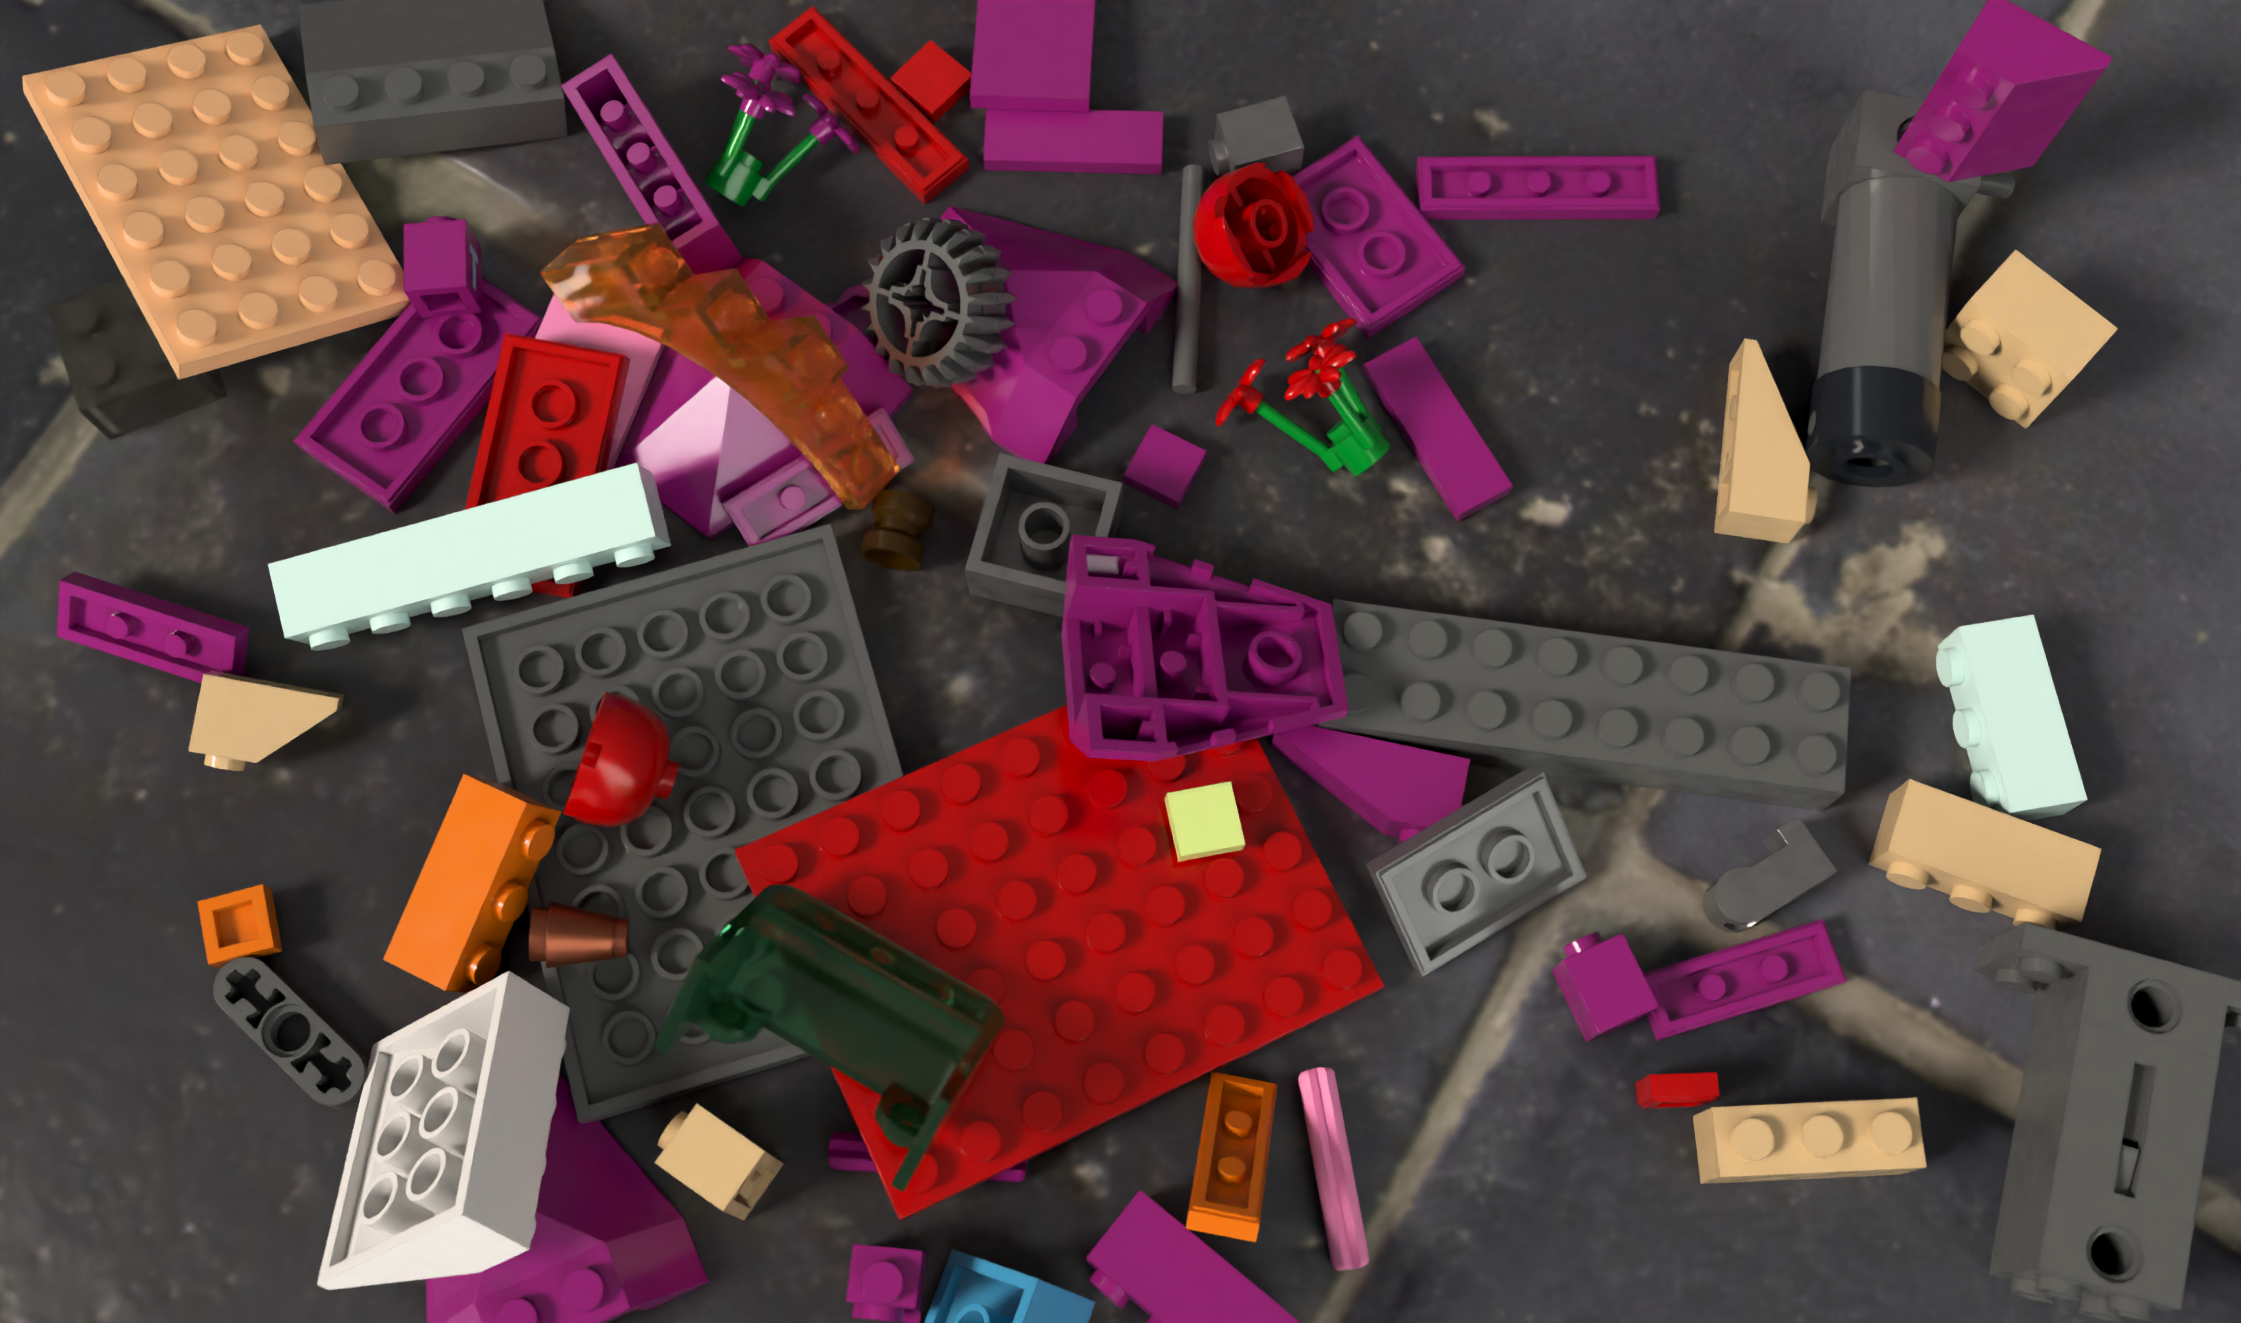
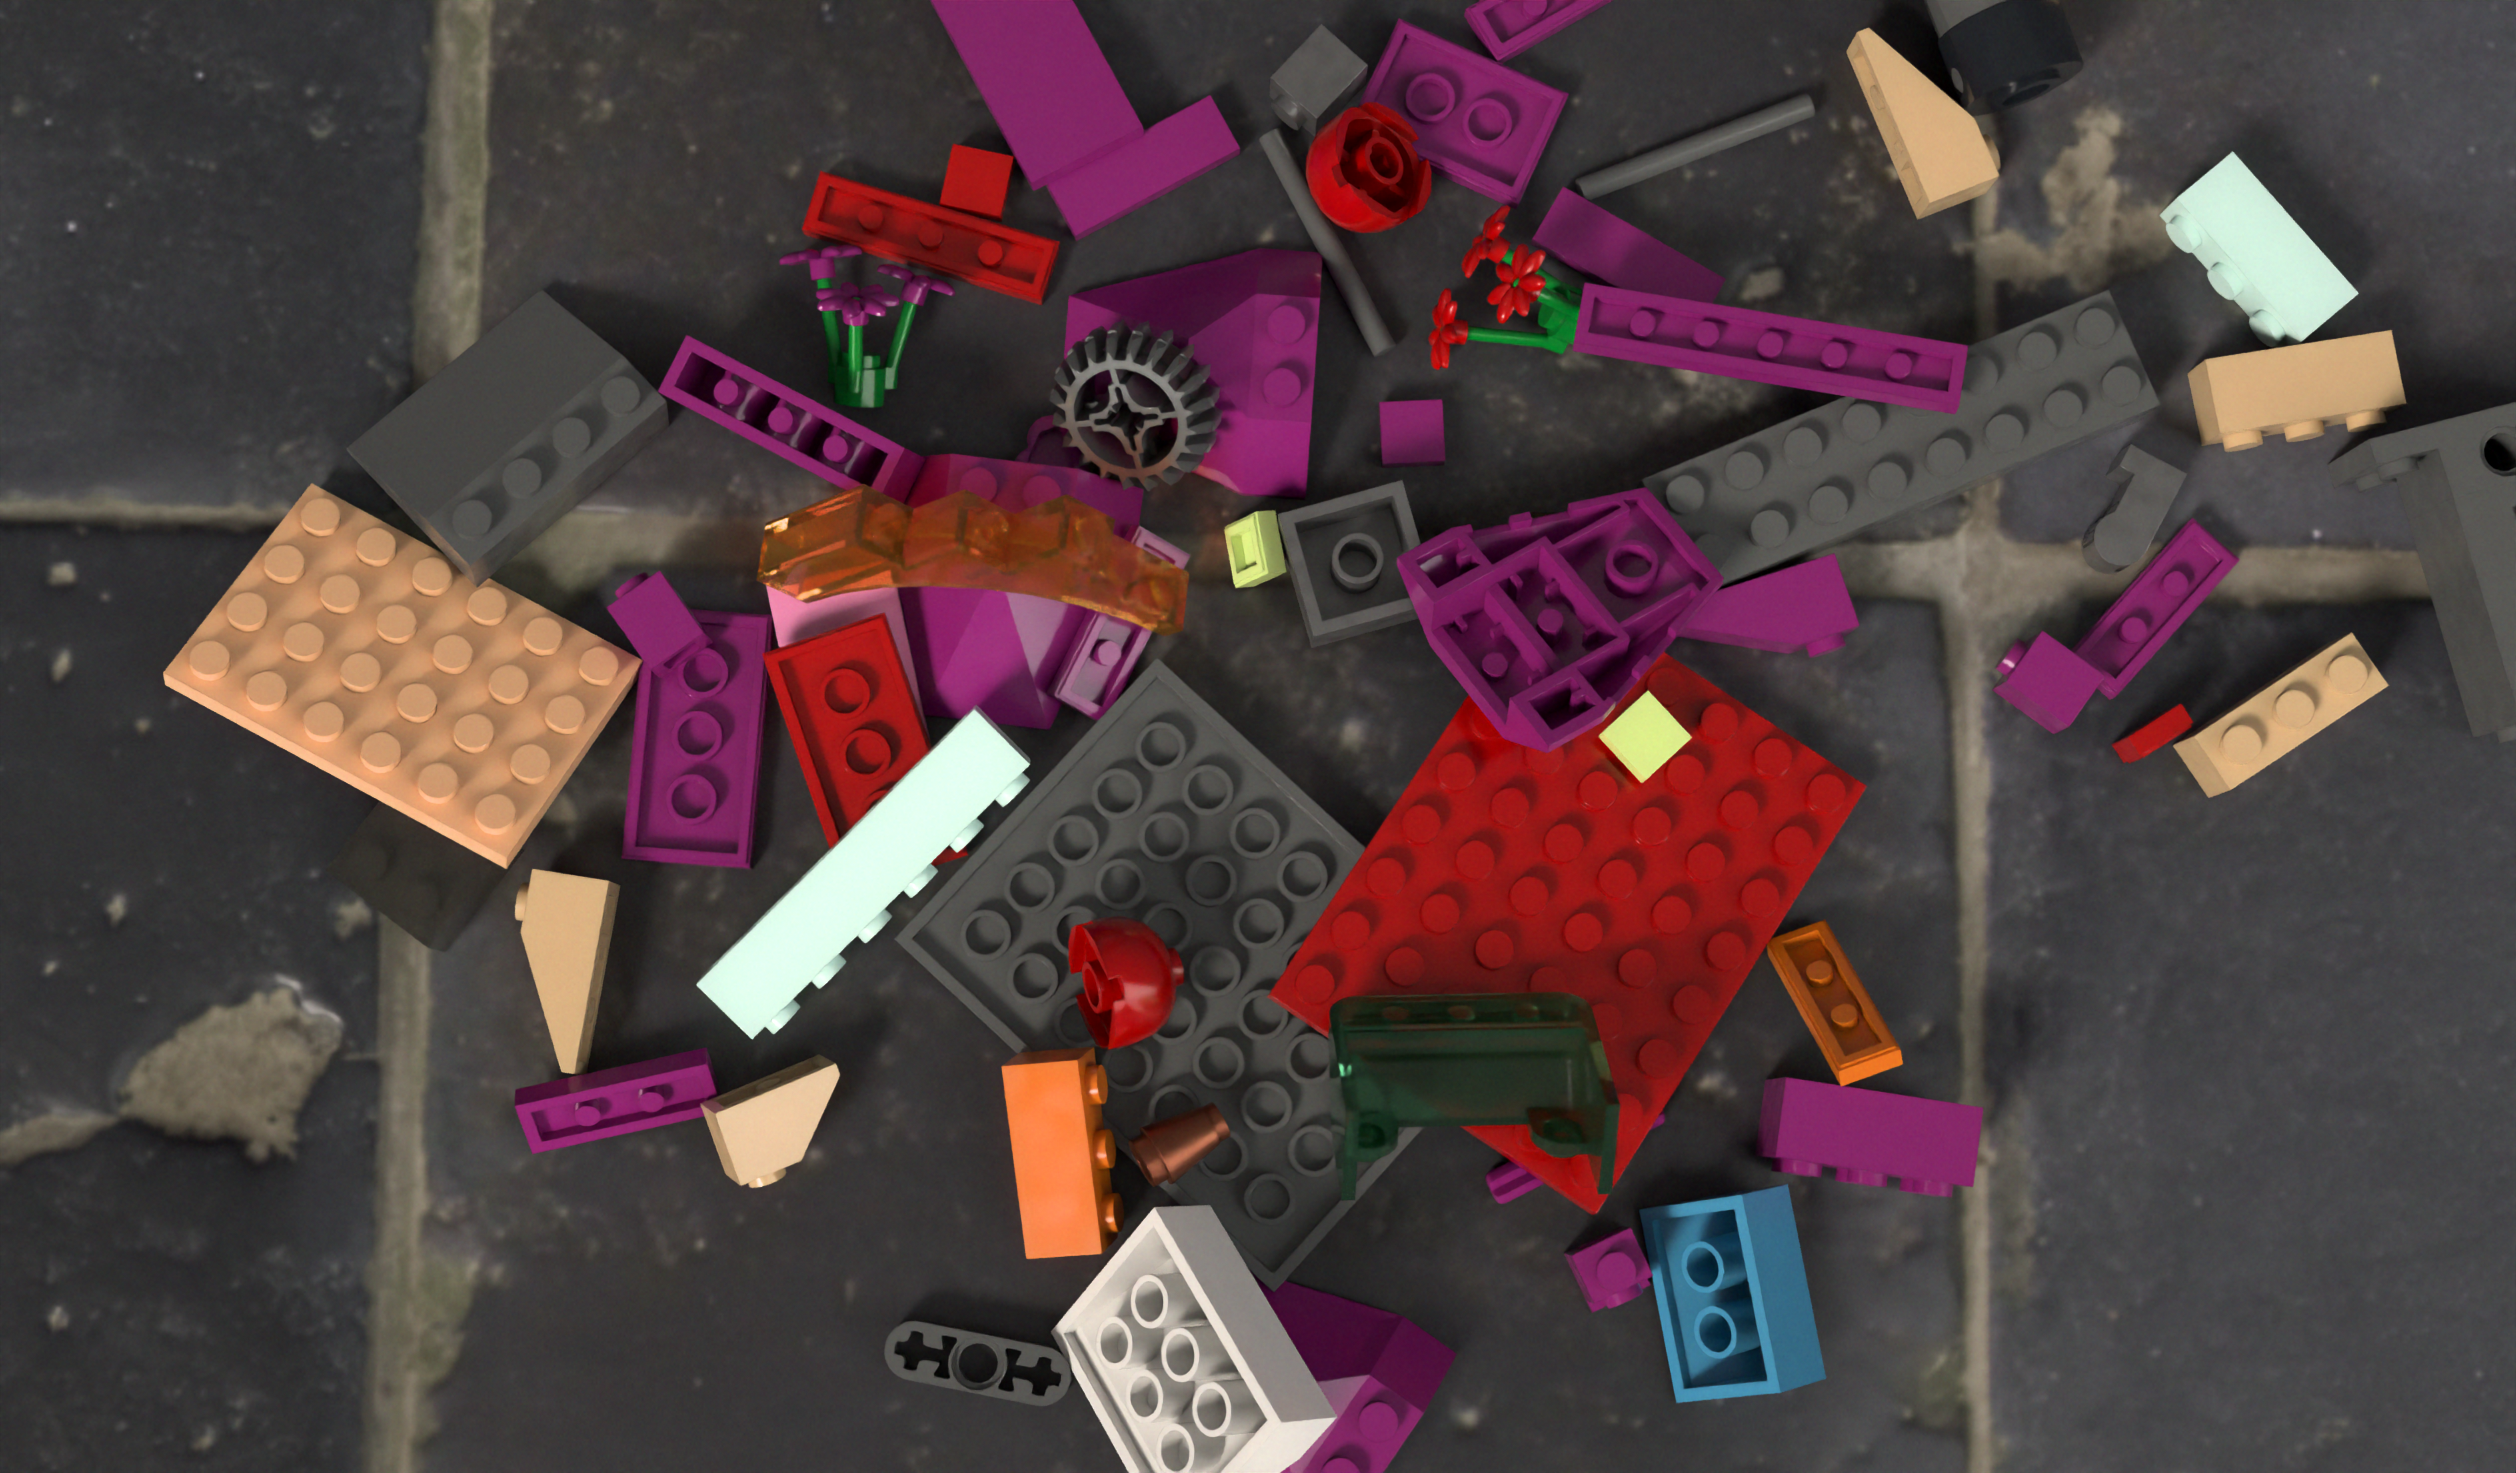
camera: 35 degrees left, 10 degrees up
(194, 491) = (568, 945): none -> tan slope
(239, 925) = (873, 1303): orange plate -> none
(716, 1161) = (1417, 1256): tan brick -> none
(898, 529) = (1218, 627): dark brown wheel -> none
(968, 483) = (1255, 549): none -> yellowish green tile
(1333, 1169) = (1910, 961): bright pink axle -> none
(1477, 870) = (1891, 644): dark grey tile -> none
(1513, 548) = (1770, 348): none -> magenta plate
(1551, 368) = (1695, 147): none -> dark grey bar

